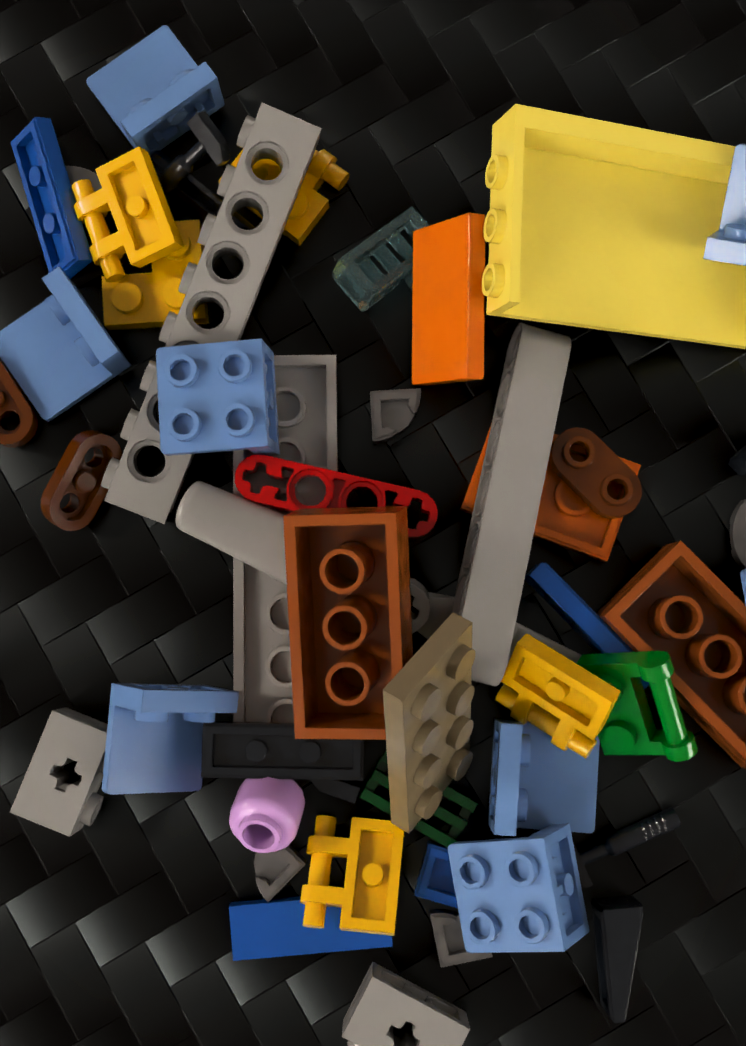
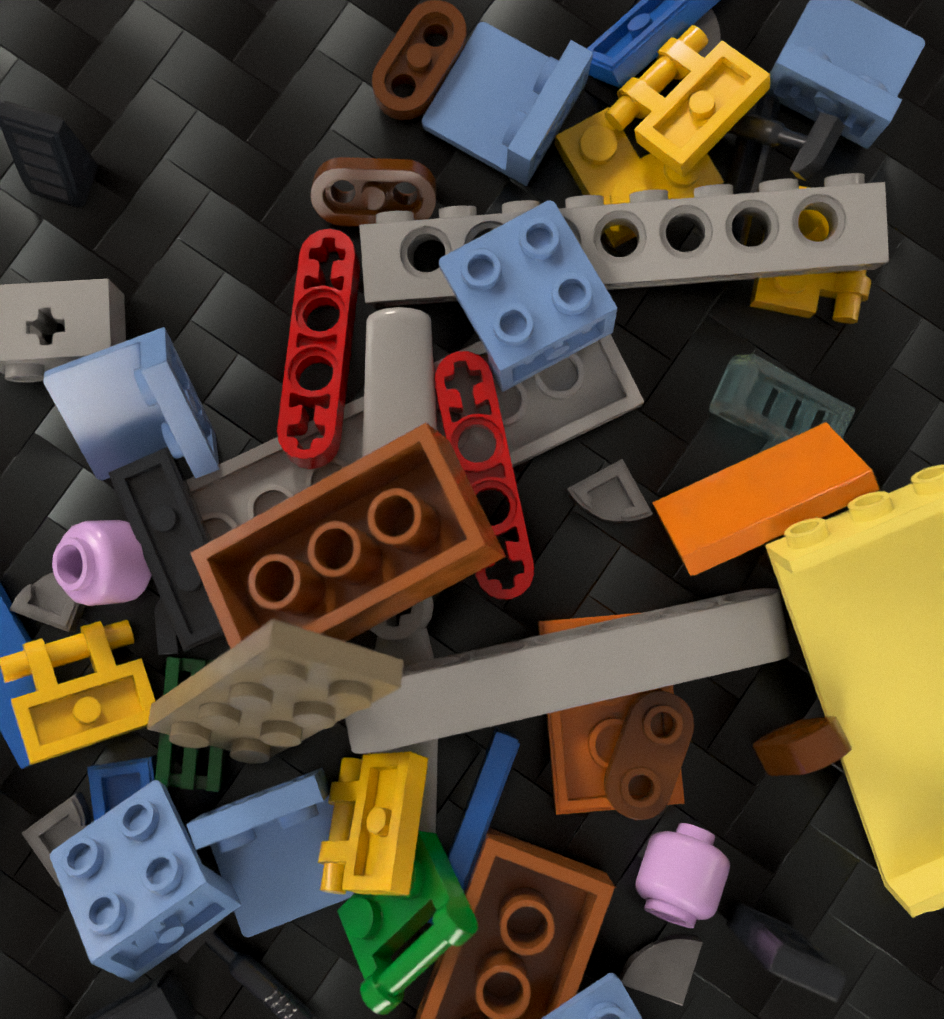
camera: 60 degrees right, 0 degrees up
(178, 579) = (313, 347): none -> red beam
(640, 359) = (802, 746): none -> reddish brown beam
(692, 490) = (682, 875): none -> lavender head

